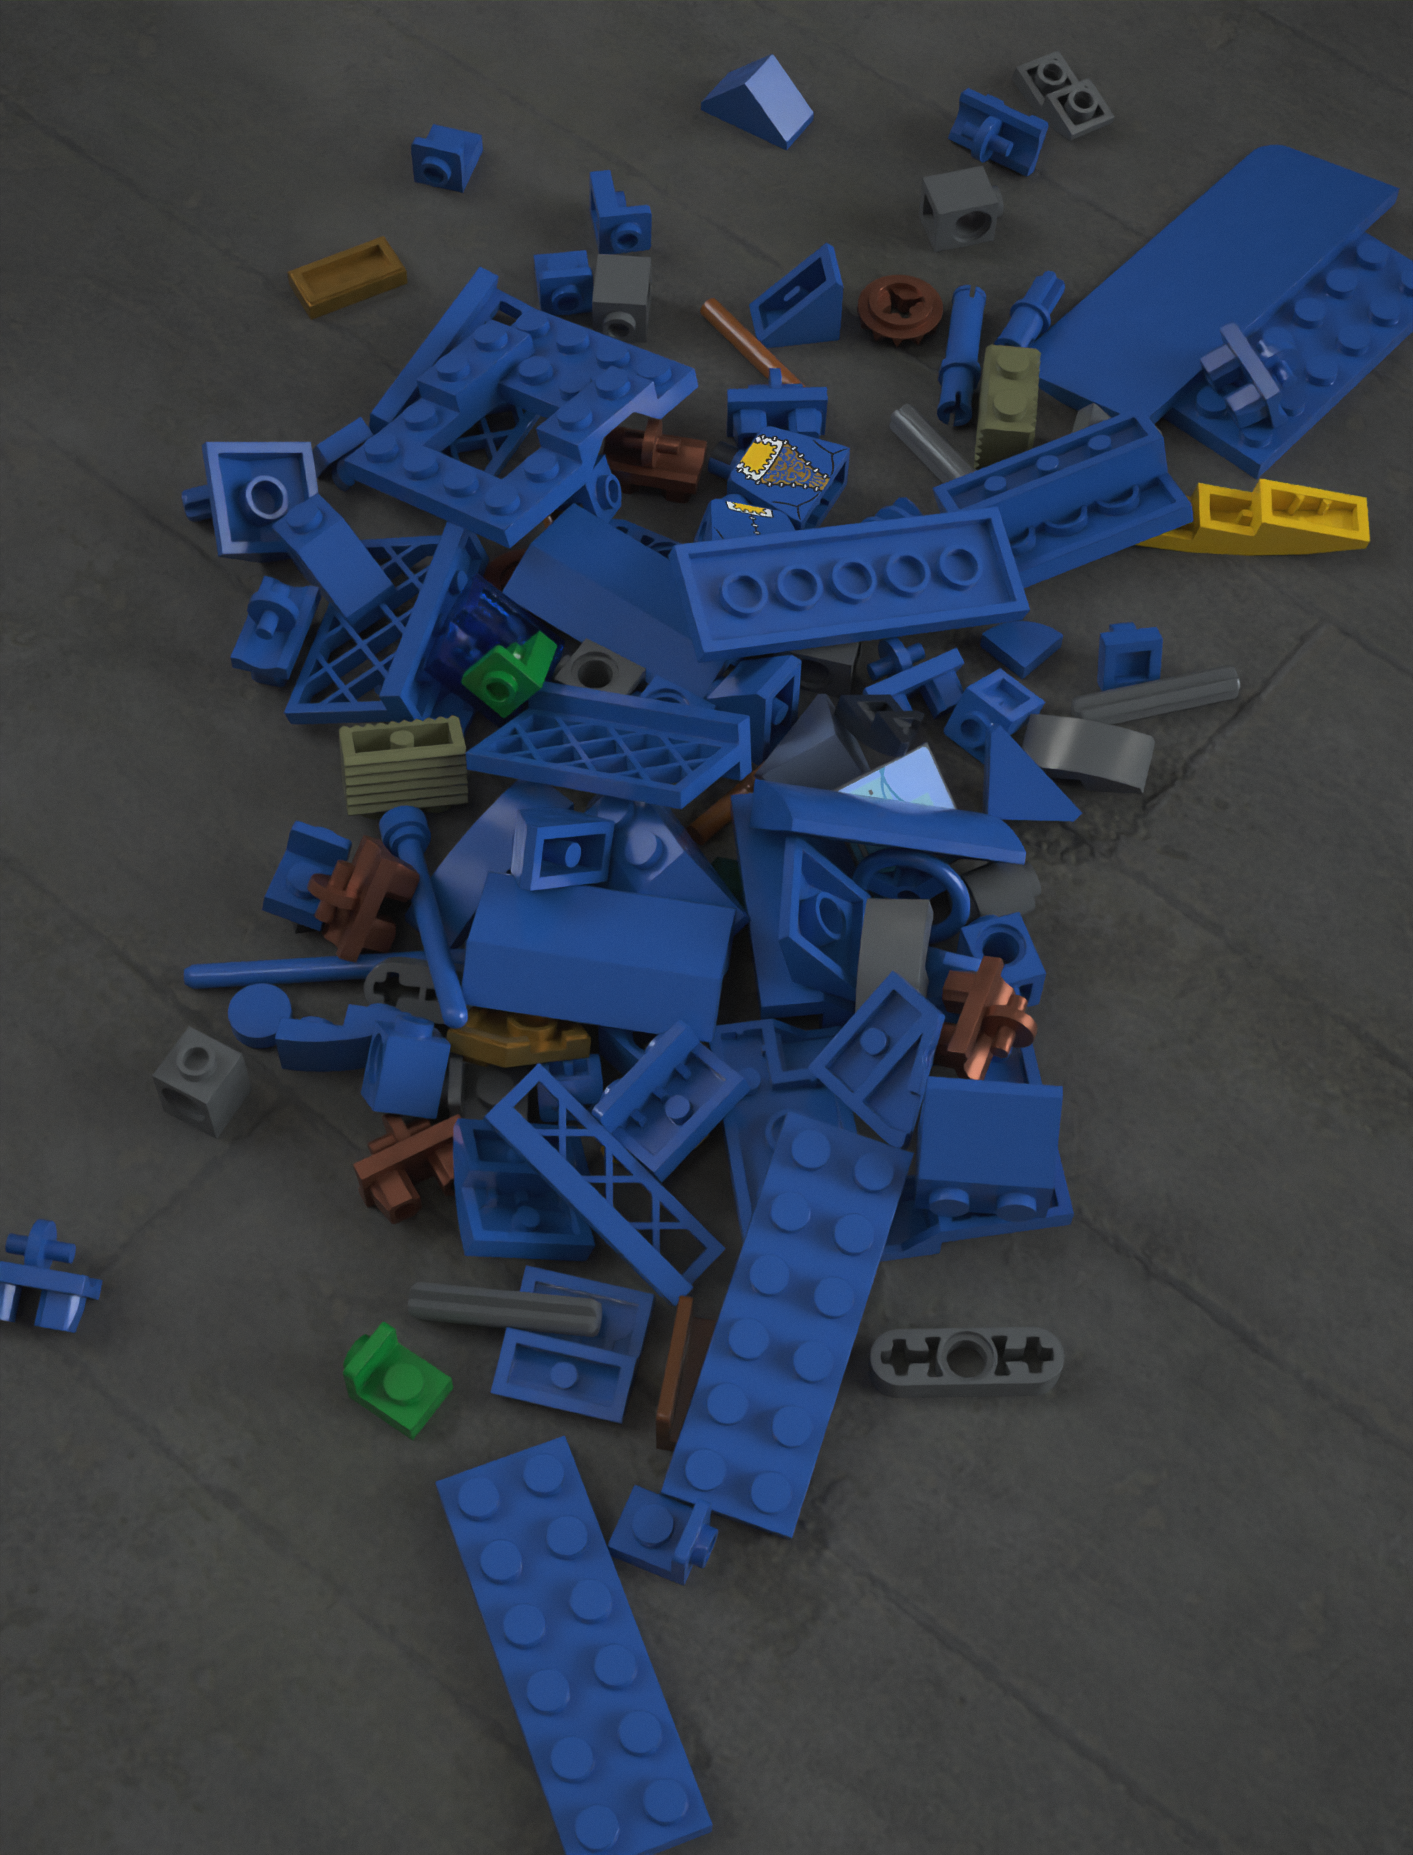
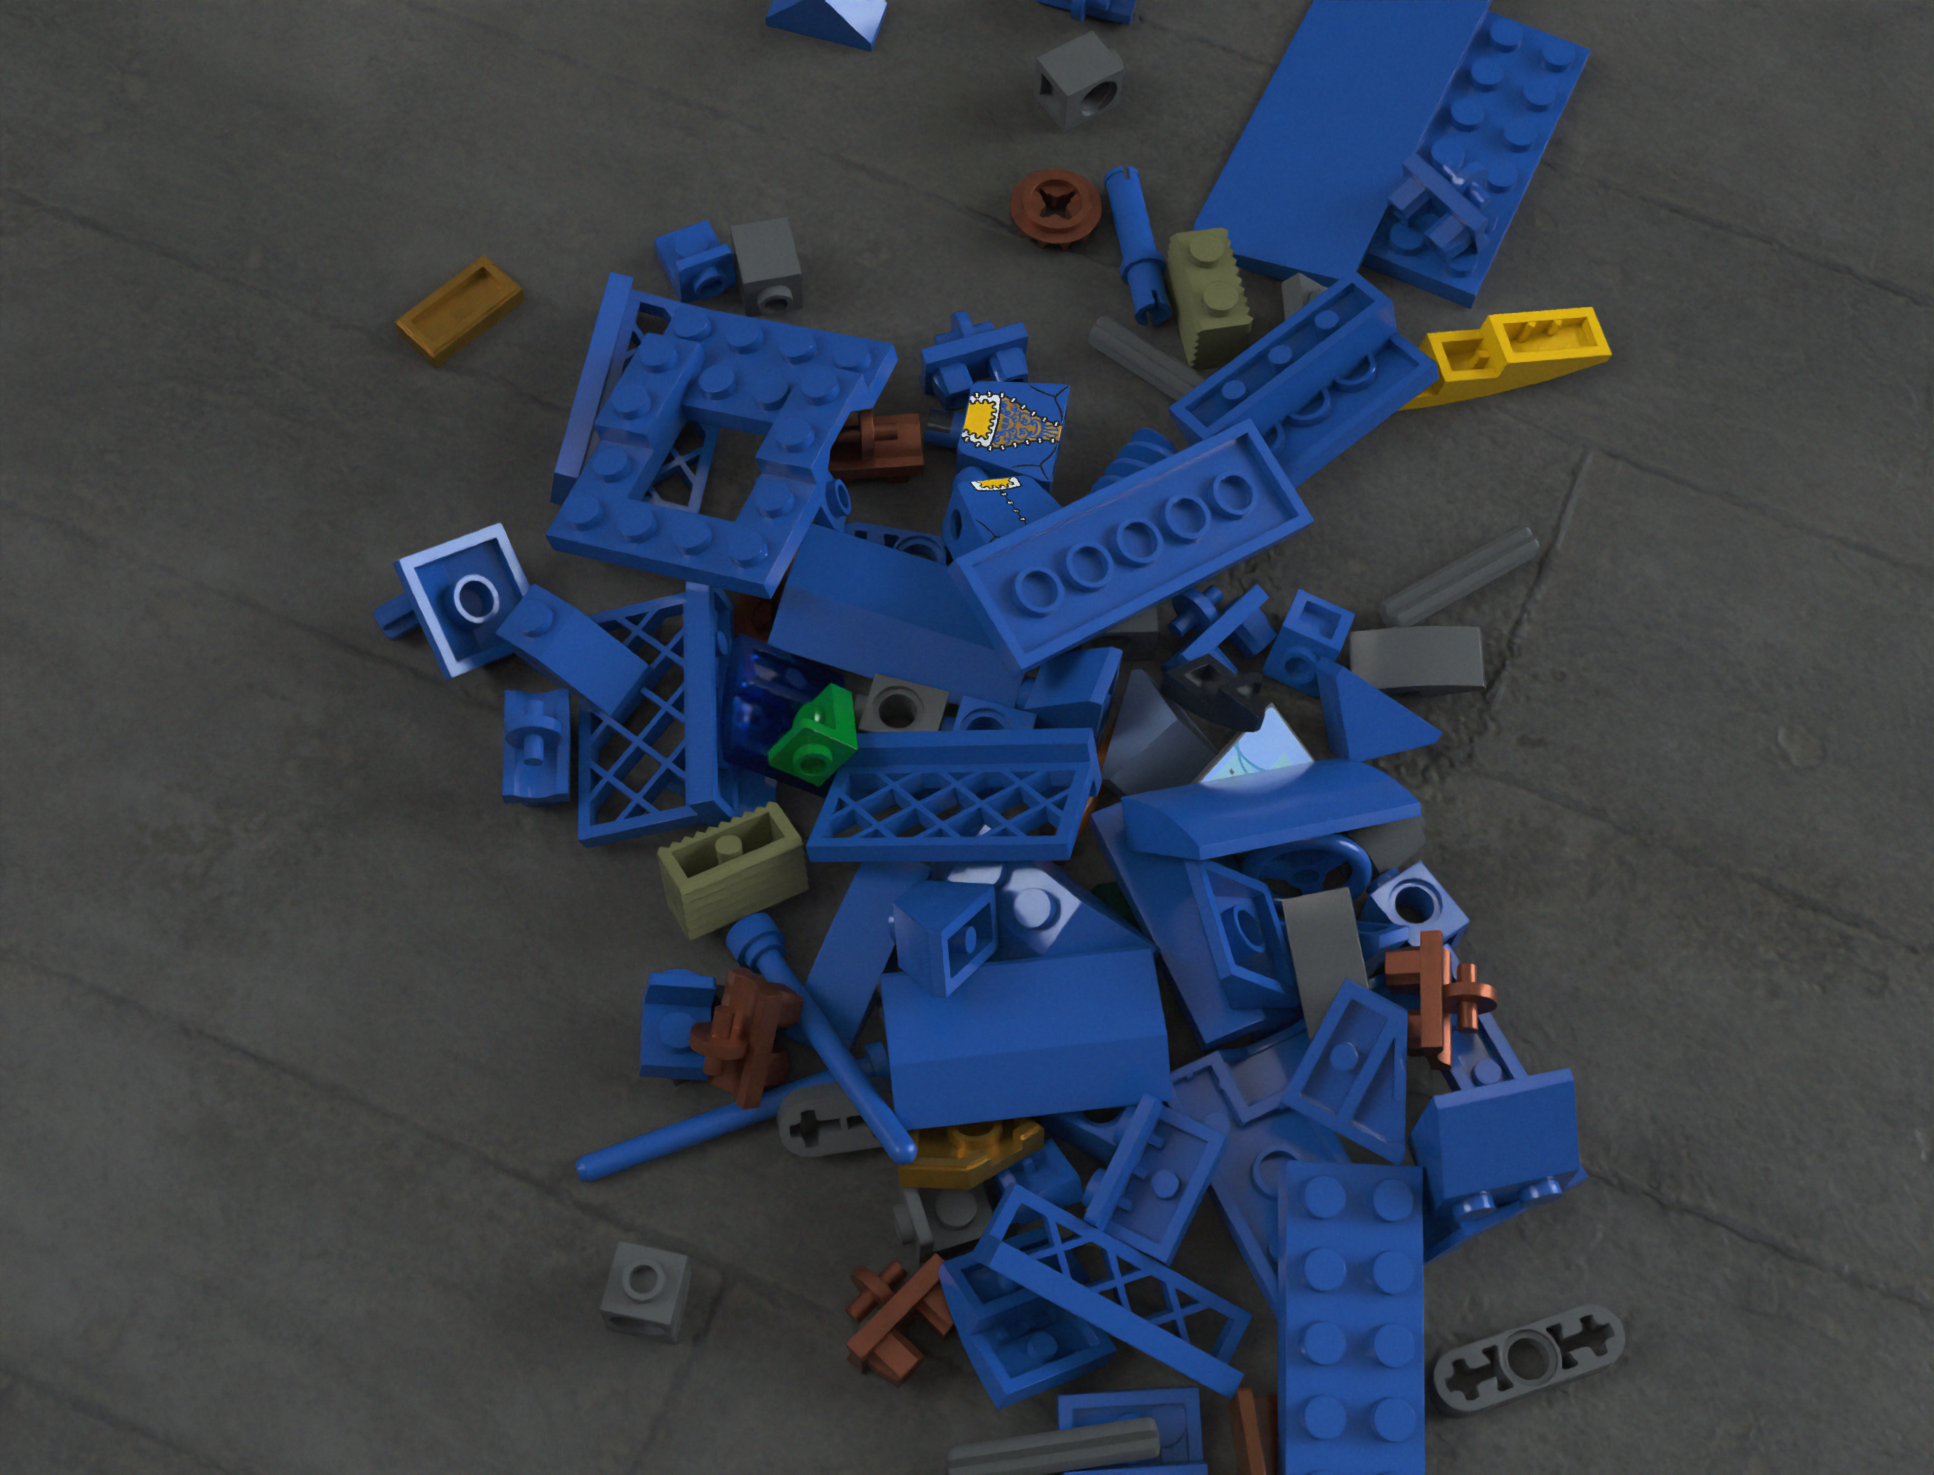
camera: 20 degrees left, 5 degrees up
(256, 1014) = (674, 1193): blue tile -> none
(327, 1047) = (804, 1185): blue slope -> none
(336, 448) = (530, 516): blue tile -> none
(406, 1067) = (862, 1218): blue brick -> none
(446, 157) = (518, 146): blue bracket -> none
(614, 224) = (724, 183): blue bracket -> none
(744, 341) = (911, 285): dark orange bar -> none
(802, 304) = (957, 228): blue slope -> none
(1021, 645) = (1307, 555): blue tile -> none
(1032, 313) = (1190, 184): blue axle -> none
(1128, 656) = (1422, 542): blue tile -> none

